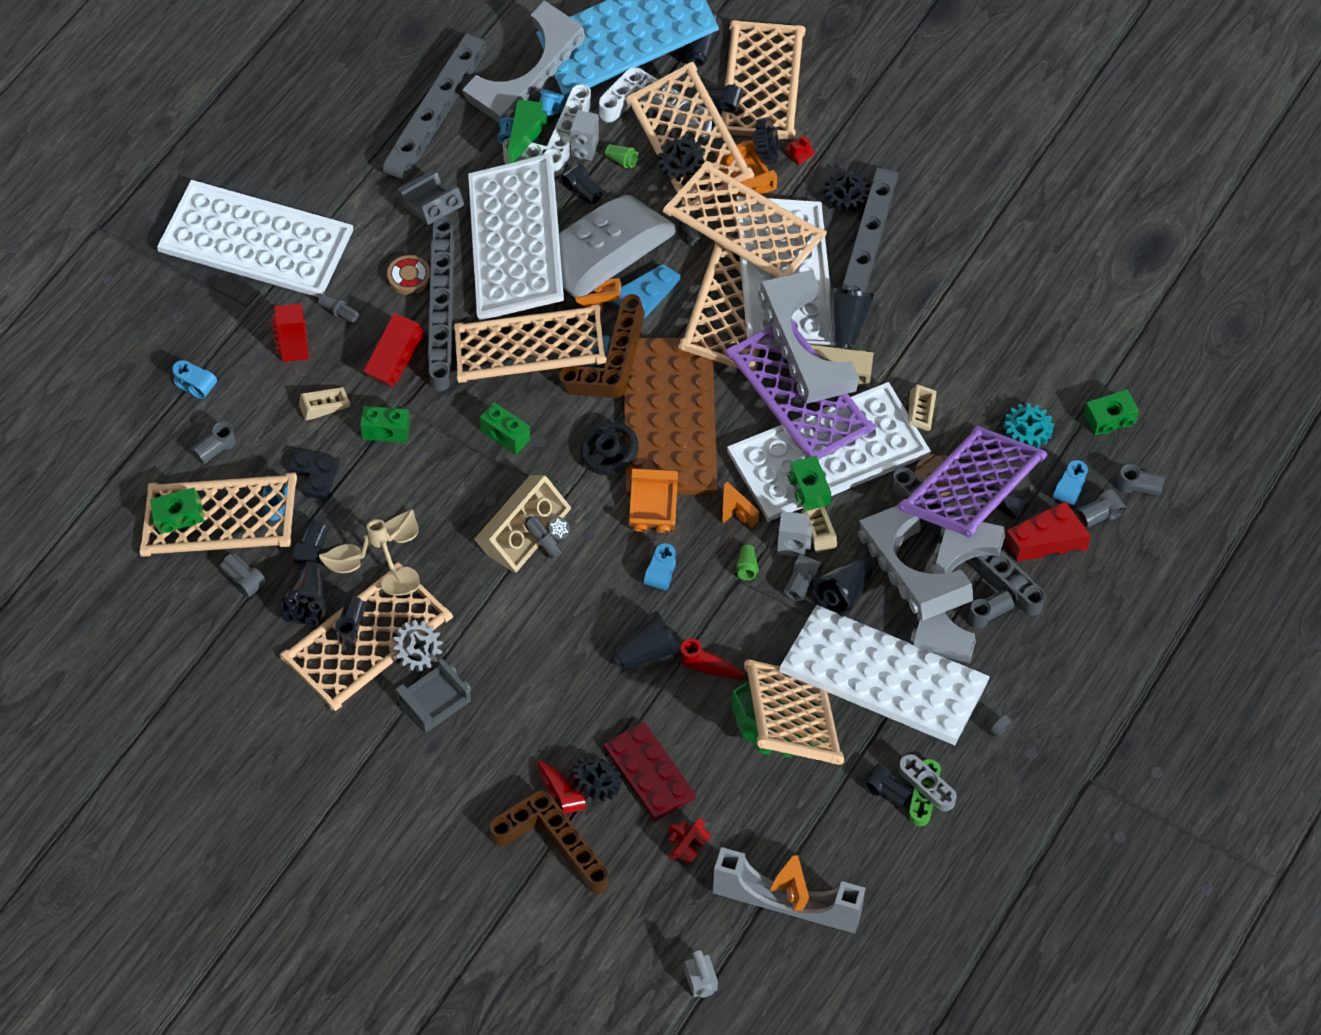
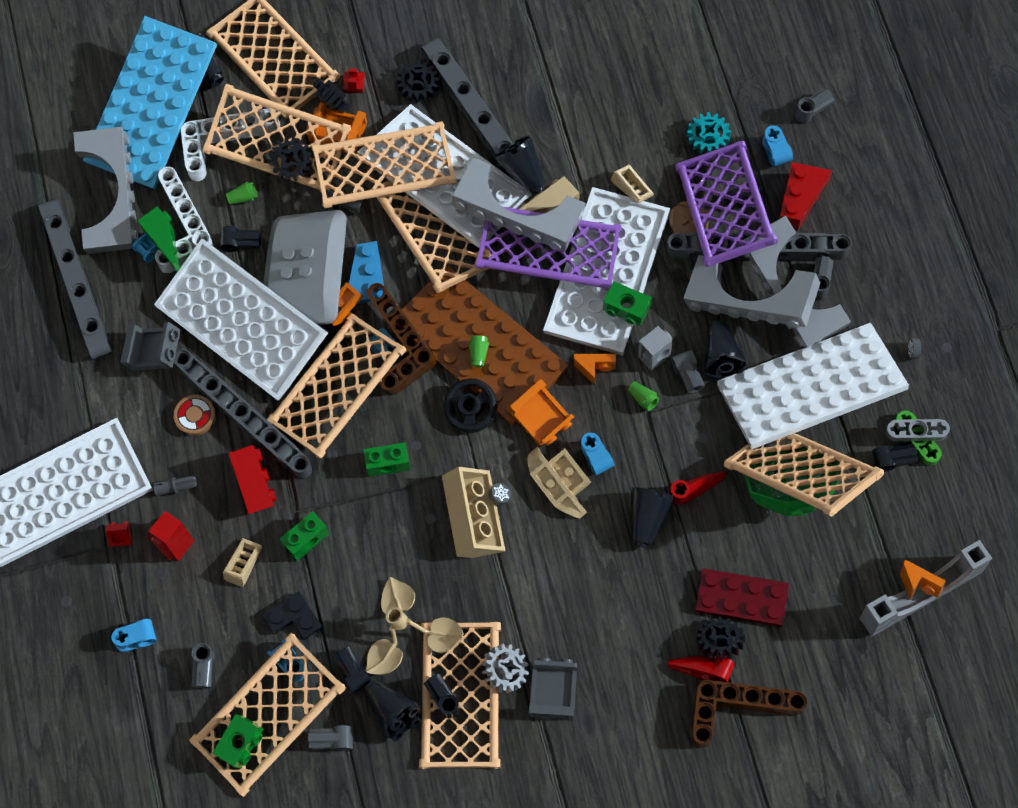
camera: 40 degrees left, 10 degrees up
(262, 303) = (118, 534): none -> red tile
(544, 537) = (501, 509): dark grey axle -> none
(552, 102) = (152, 200): dark azure piece -> none
(584, 135) = (205, 203): light grey brick -> none
(612, 561) = (559, 480): none -> tan plate
(659, 413) = (478, 350): none -> bright green cone
(682, 849) = (817, 619): red hips -> none
(701, 975) = (930, 699): light grey brick -> none
(726, 99) = (268, 89): black piece -> none
(822, 541) = (673, 327): tan slope -> none
(1106, 506) = (812, 143): dark grey piece -> none
(1120, 404) = (747, 66): green brick -> none

